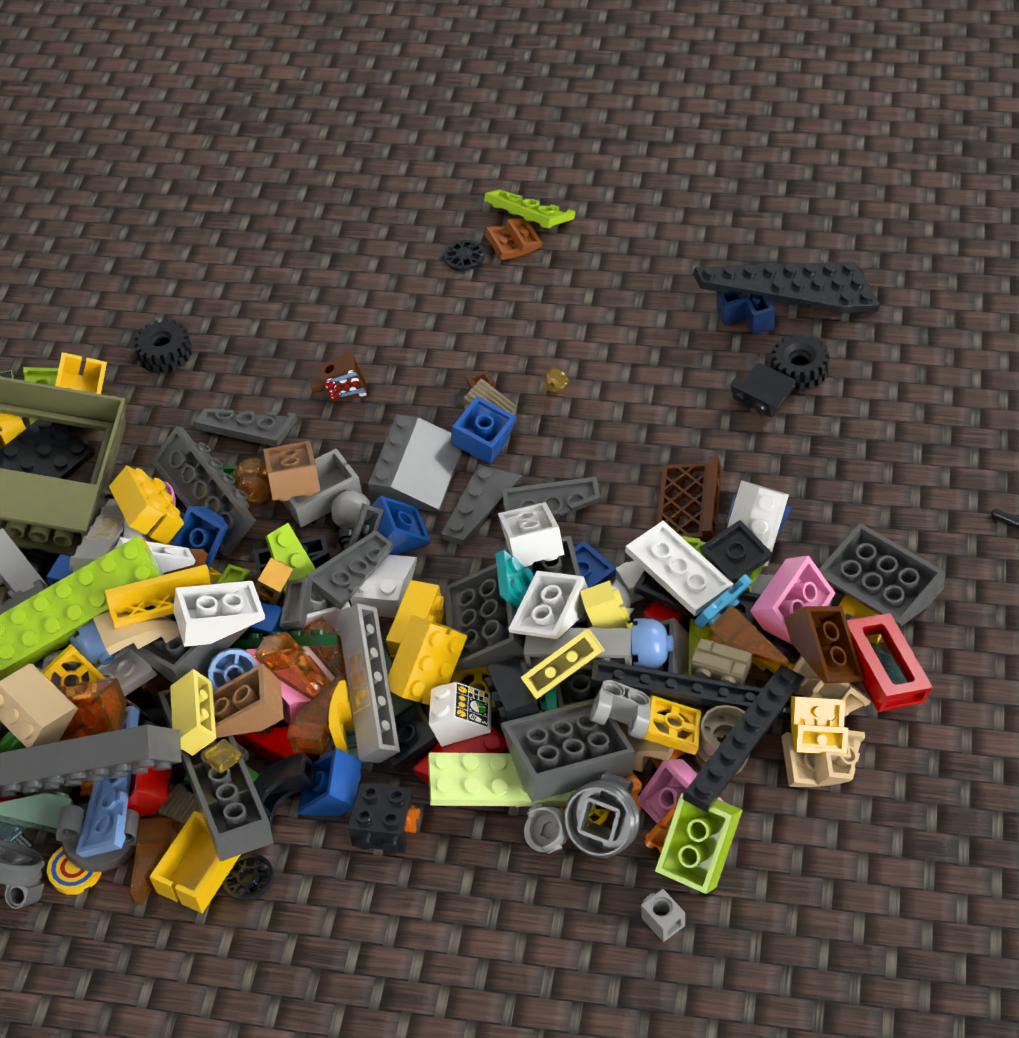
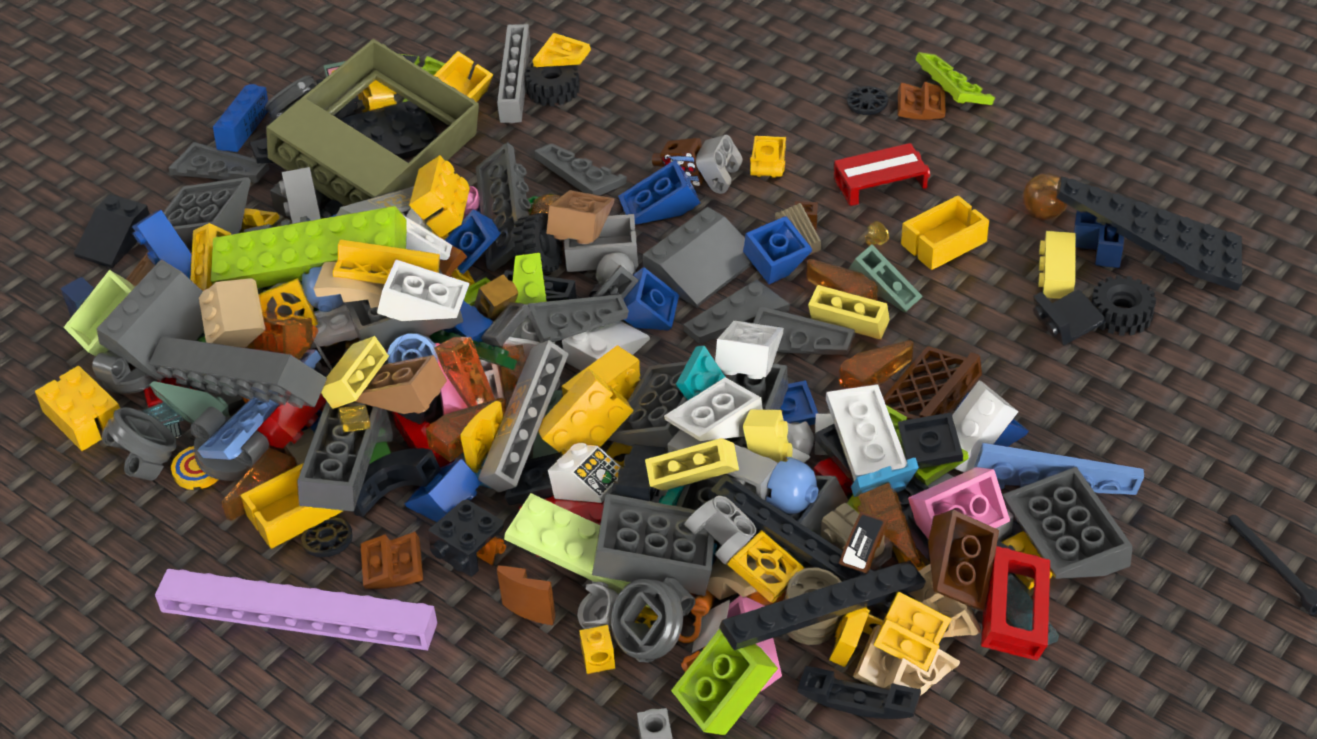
camera: 25 degrees right, 5 degrees down
(123, 352) = (512, 79): none -> light grey brick
(160, 314) = (561, 51): none -> yellow wing
(262, 511) = (531, 238): none -> black tyre
(266, 958) = (297, 609): none -> lavender brick
(324, 872) = (391, 562): none -> dark orange slope
(340, 420) = (660, 195): none -> blue slope
(373, 364) = (717, 159): none -> light grey piece
(413, 343) = (768, 156): none -> yellow piece
(476, 848) = (526, 596): none -> dark orange slope
(521, 319) = (879, 169): none -> red panel
(558, 439) = (841, 279): none -> clear orange slope
(565, 865) = (597, 649): none -> yellow brick
(582, 462) = (849, 311): none -> light yellow brick
(590, 419) = (890, 282): none -> sand green slope
(613, 358) = (944, 232): none -> yellow piece
(631, 505) = (875, 365): none -> clear orange slope
(651, 798) = (710, 625): none -> white sticker
(678, 288) = (1040, 197): none -> clear orange helmet
(726, 347) = (1057, 264): none -> light yellow brick
(742, 667) = (863, 542): none -> slope
(769, 753) = (849, 632): none -> yellow piece
(807, 802) = (858, 698): none -> black slope
(828, 536) = (1025, 467): none -> medium blue wing

